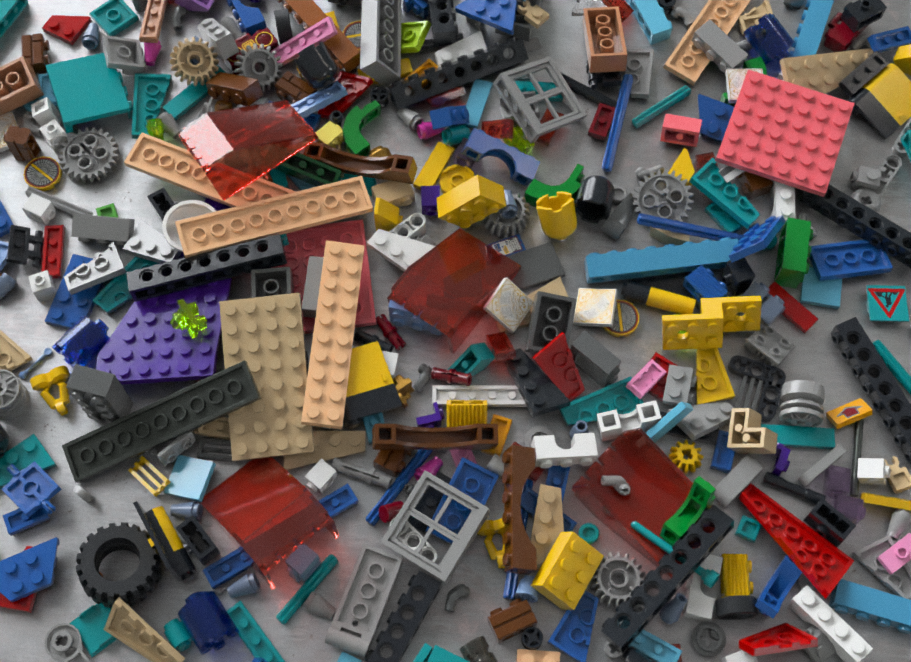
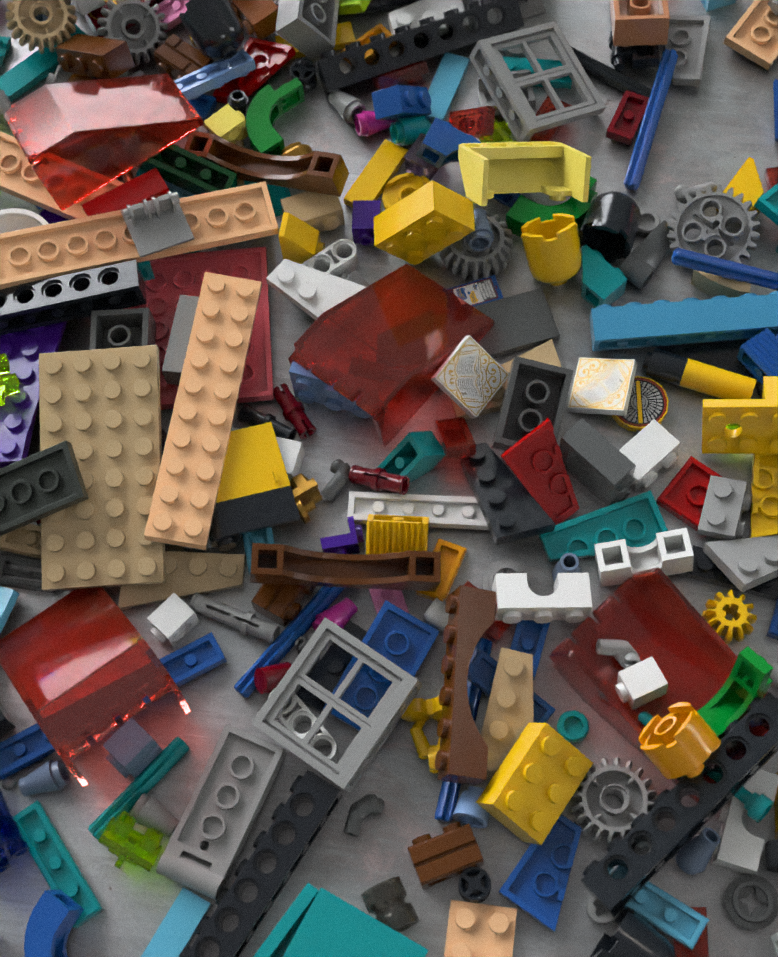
camera: 10 degrees right, 0 degrees up
(268, 188) = (129, 193): none -> red tile
(291, 208) = (157, 224): none -> light grey hinge
(306, 626) = (130, 844): none -> clear neon green hips
(534, 161) = (523, 168): none -> light yellow windscreen
(589, 236) = (600, 280): none -> teal slope
(629, 350) = (650, 452): none -> white brick
(631, 503) = (641, 683): none -> white brick
(645, 379) = (673, 495): bright pink plate -> none
(658, 539) = (679, 741): none -> light orange brick
(661, 106) = (718, 98): teal axle -> none
(669, 421) = (706, 560): medium azure tile -> none
(681, 130) = (745, 131): coral brick -> none

